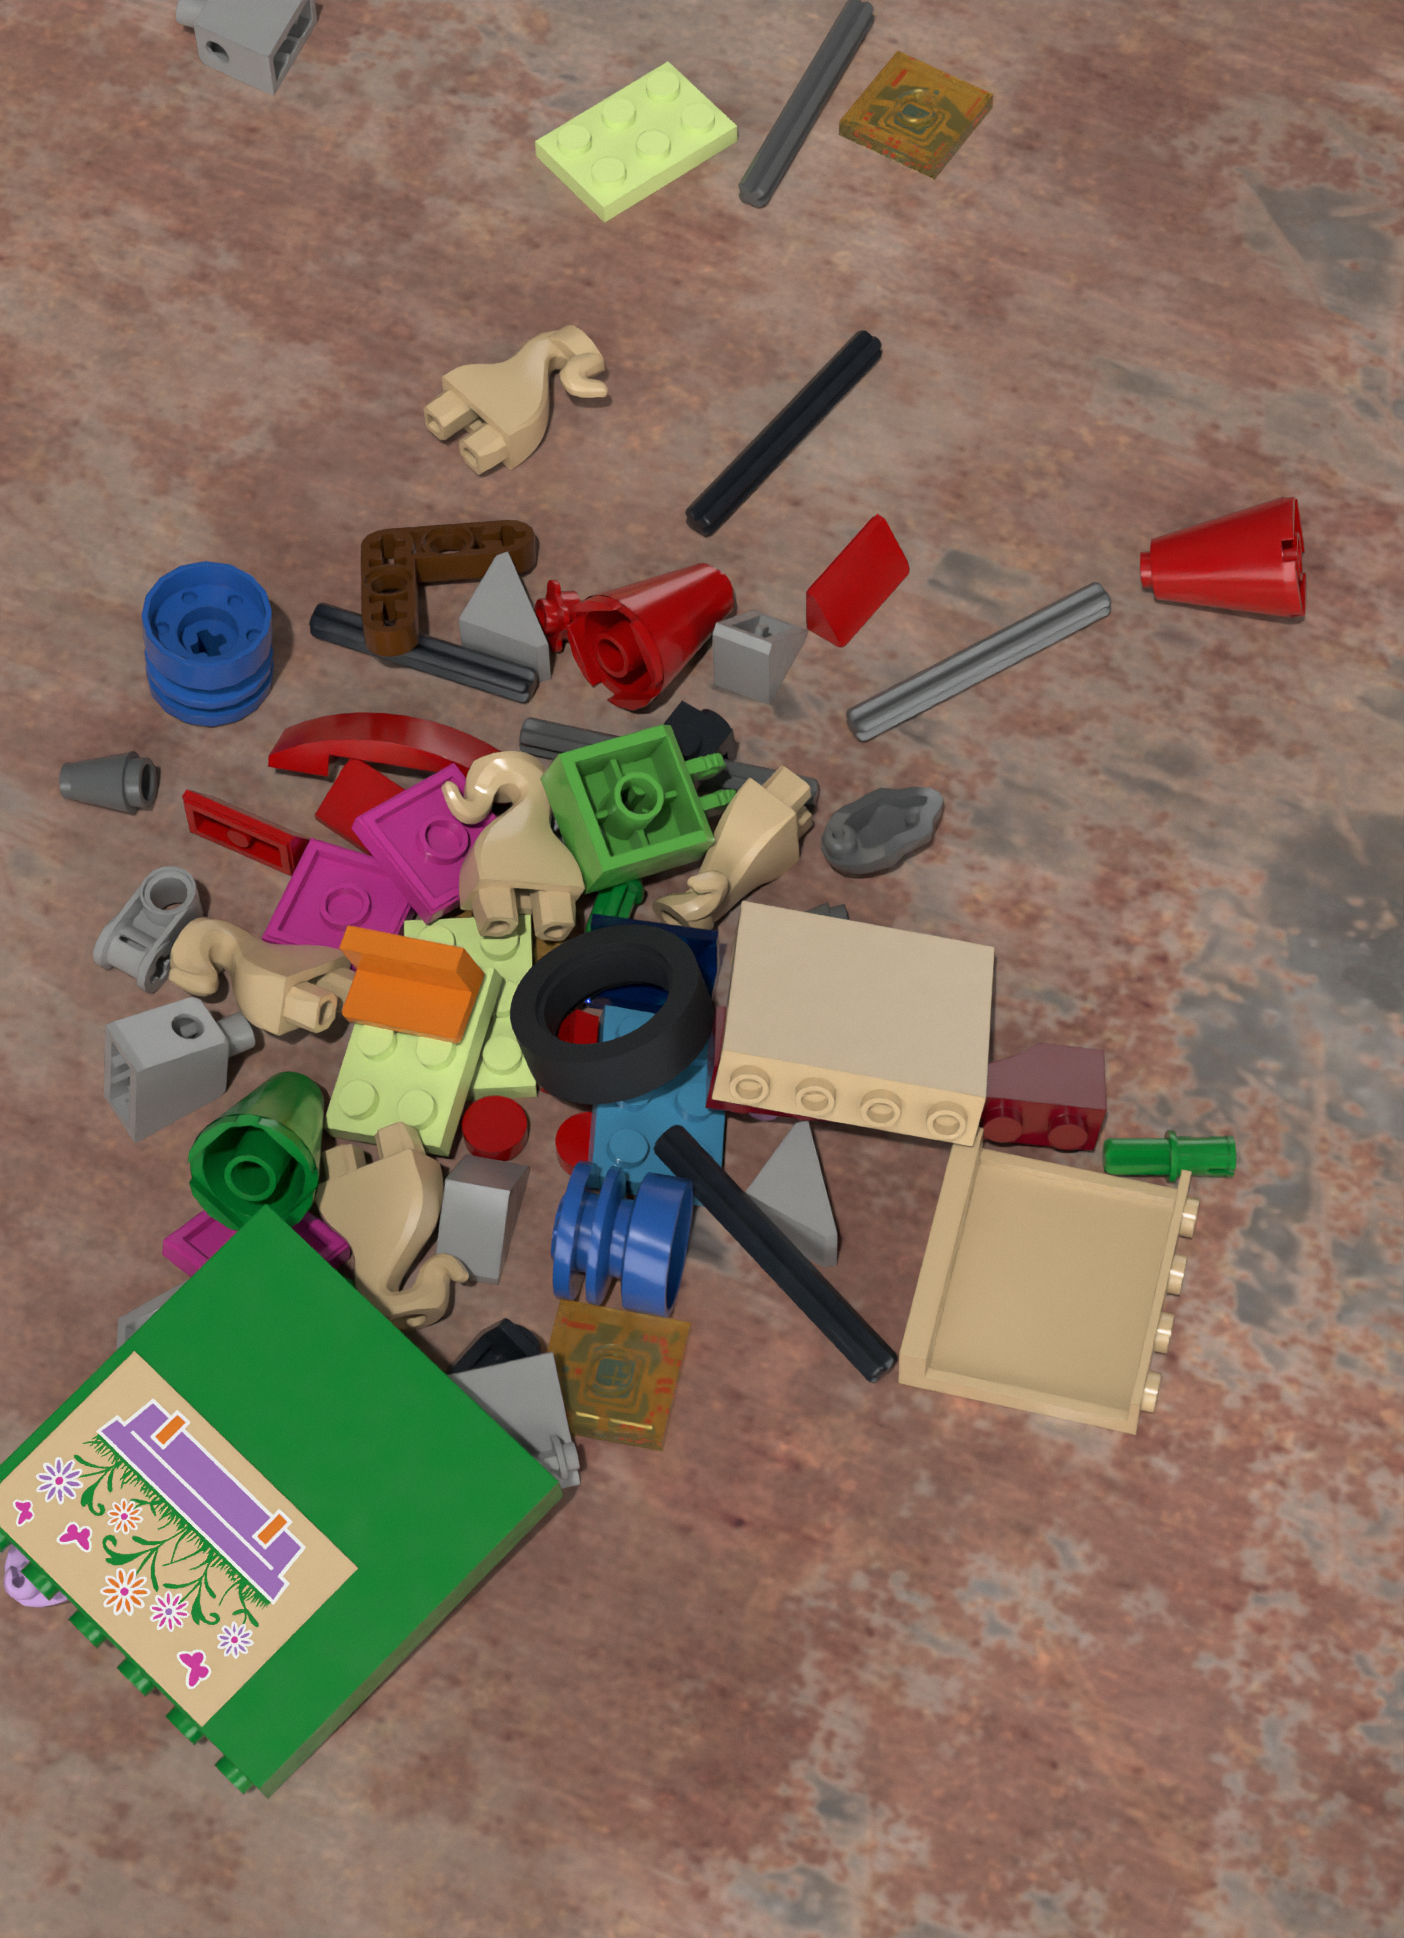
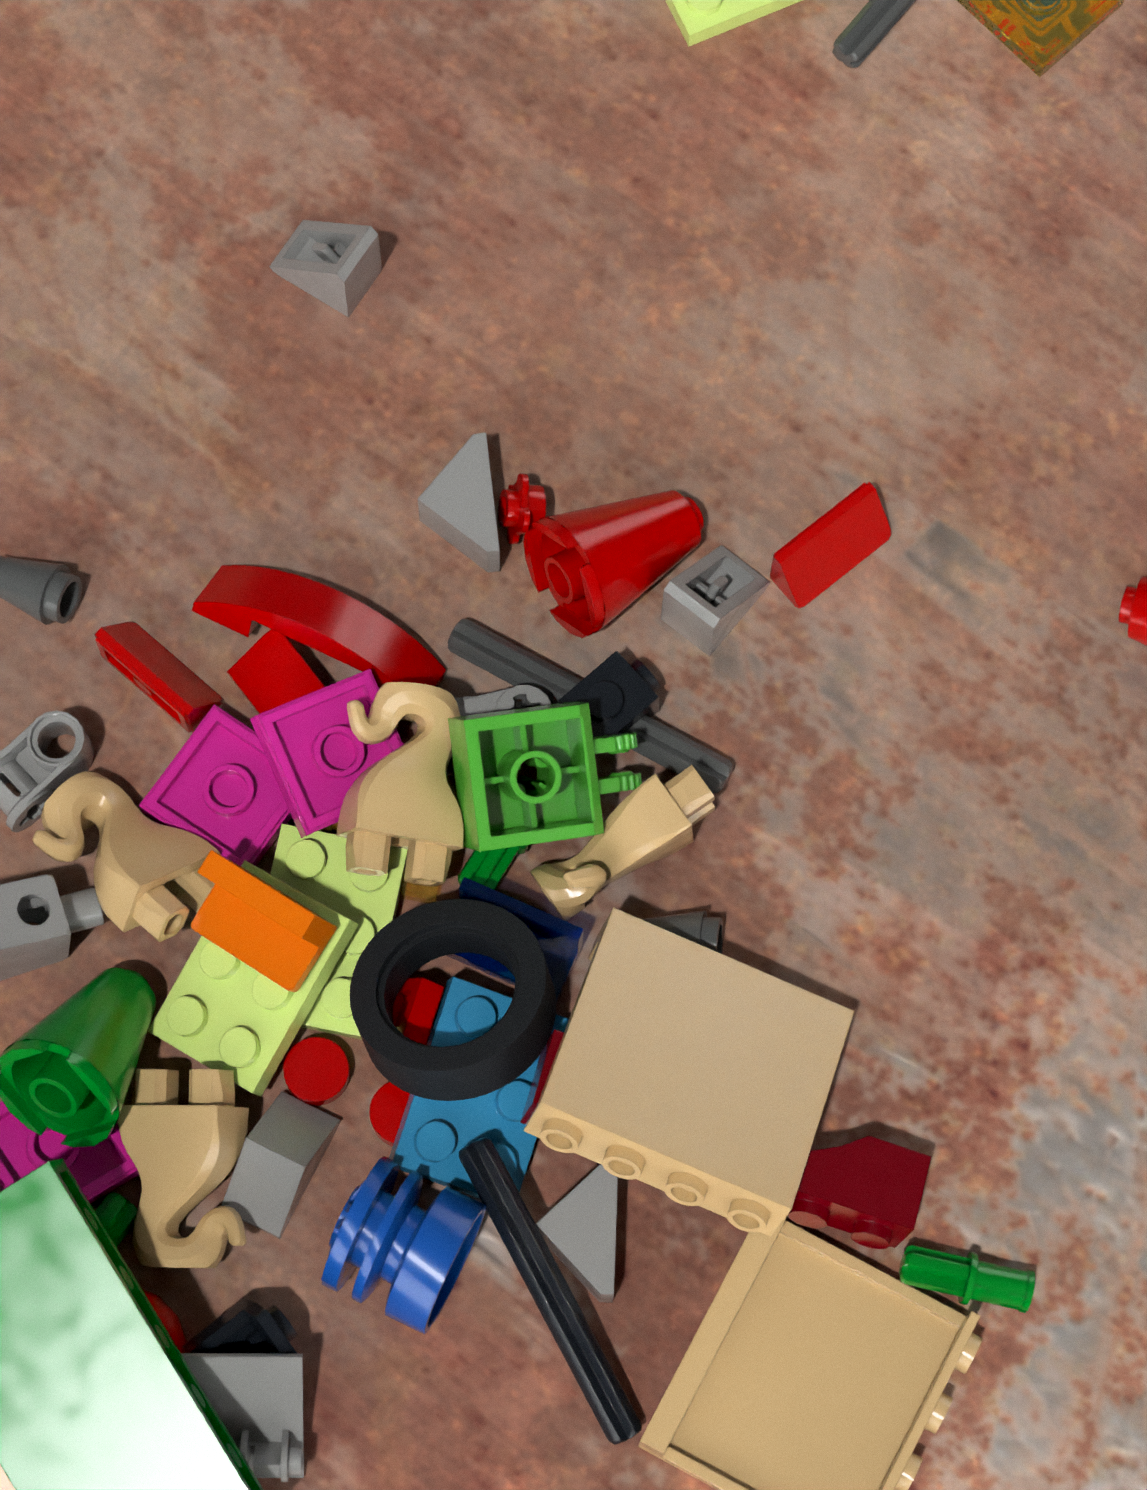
camera: 10 degrees right, 15 degrees up
(208, 643) = (162, 430): blue wheel -> none
(323, 455) = (331, 262): none -> light grey slope
(419, 560) = (396, 411): reddish brown beam -> none
(432, 656) = (379, 513): black axle -> none
(509, 400) = (538, 241): tan hips -> none
(618, 1372) = (366, 1370): clear yellow tile -> none
(783, 433) = (804, 347): black axle -> none
(880, 828) = (780, 837): dark grey arm -> none
(978, 661) = (930, 664): dark grey axle -> none

